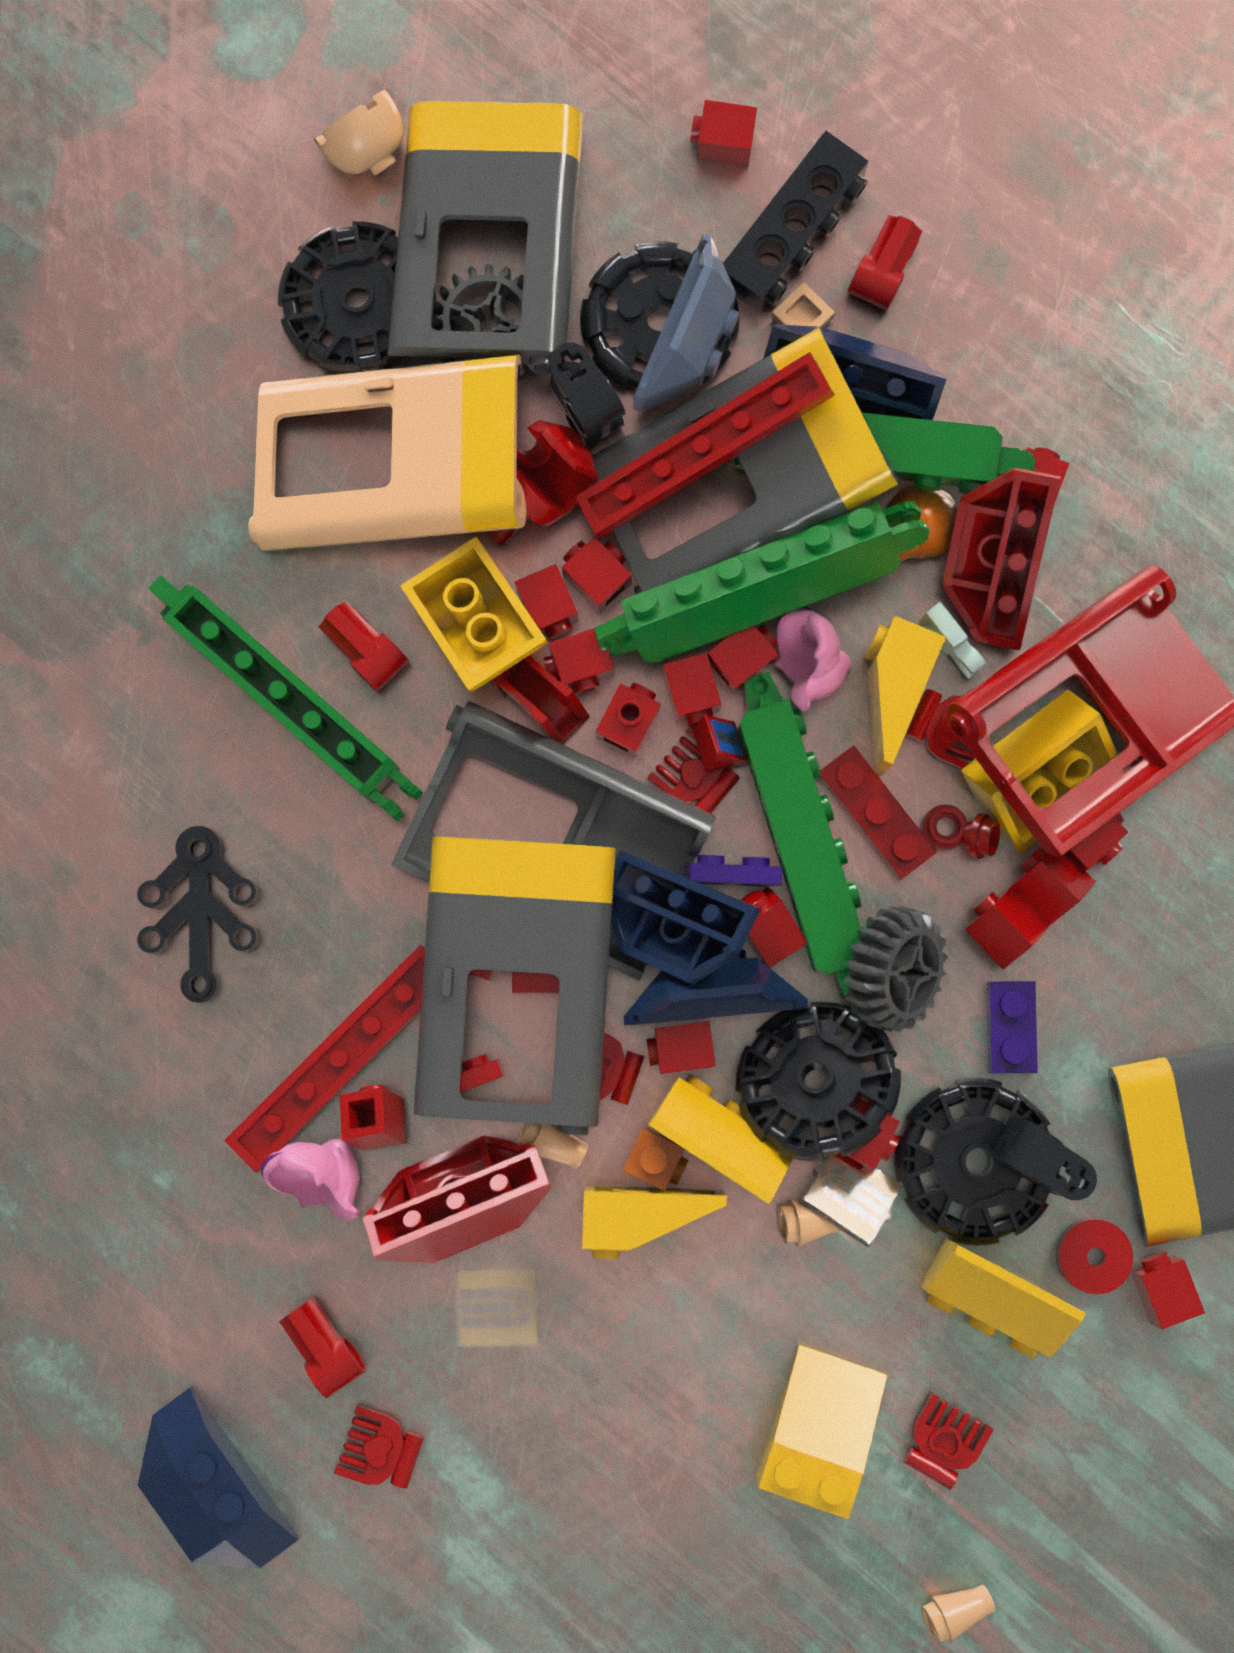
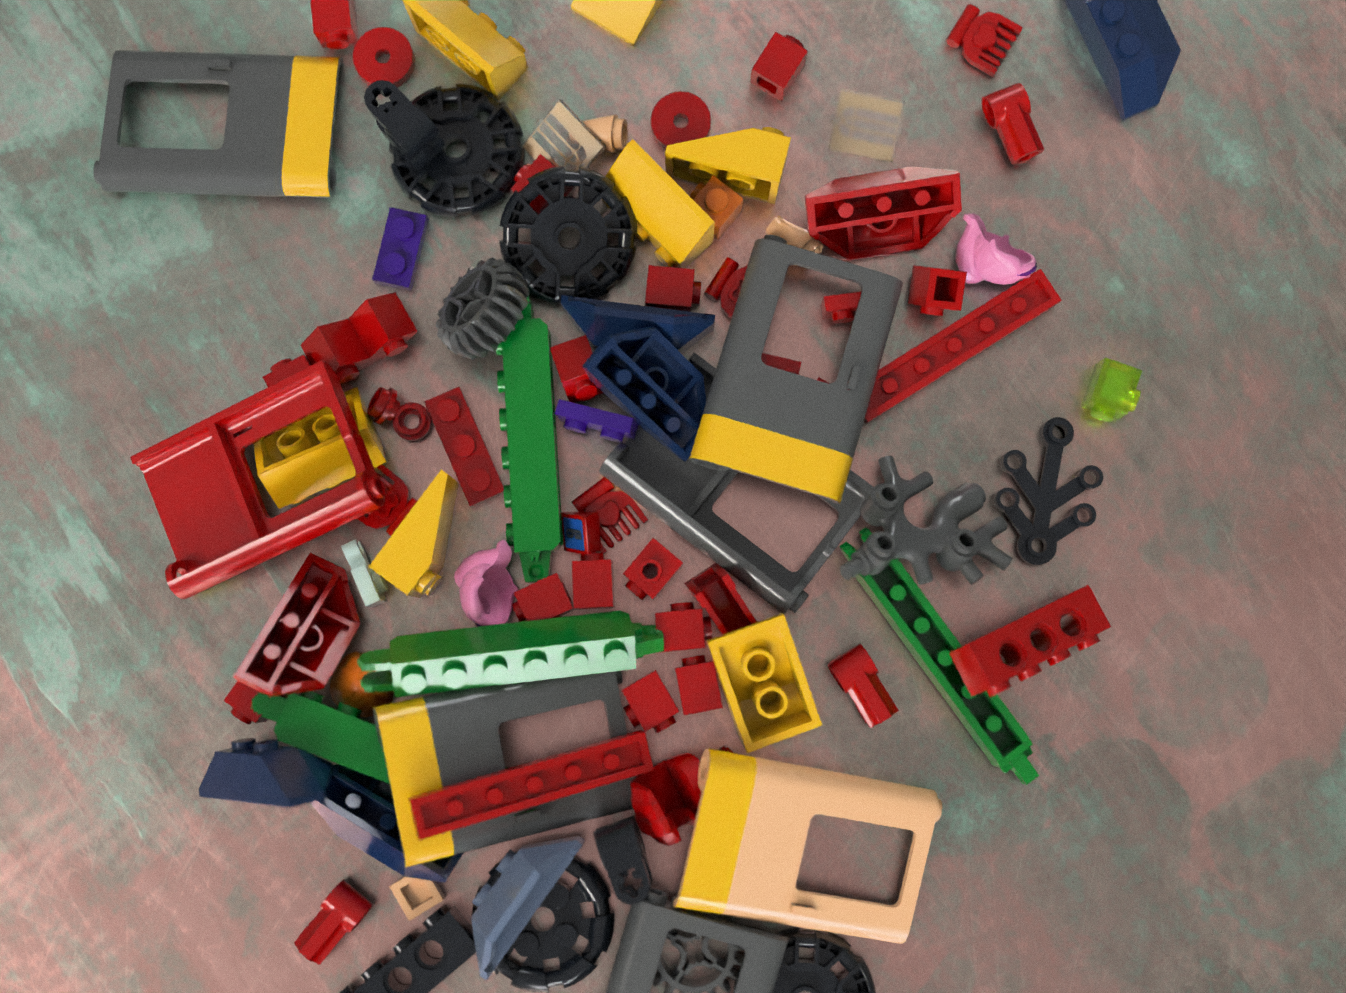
camera: 165 degrees left, 0 degrees up
(145, 1046) = (1112, 390): none -> clear neon green brick
(239, 695) = (981, 662): none -> red brick
(306, 826) = (903, 540): none -> dark grey plant
(617, 1355) = (779, 65): none -> red brick
(727, 1278) = (676, 106): none -> red piece
(995, 387) = (266, 774): none -> dark blue wedge

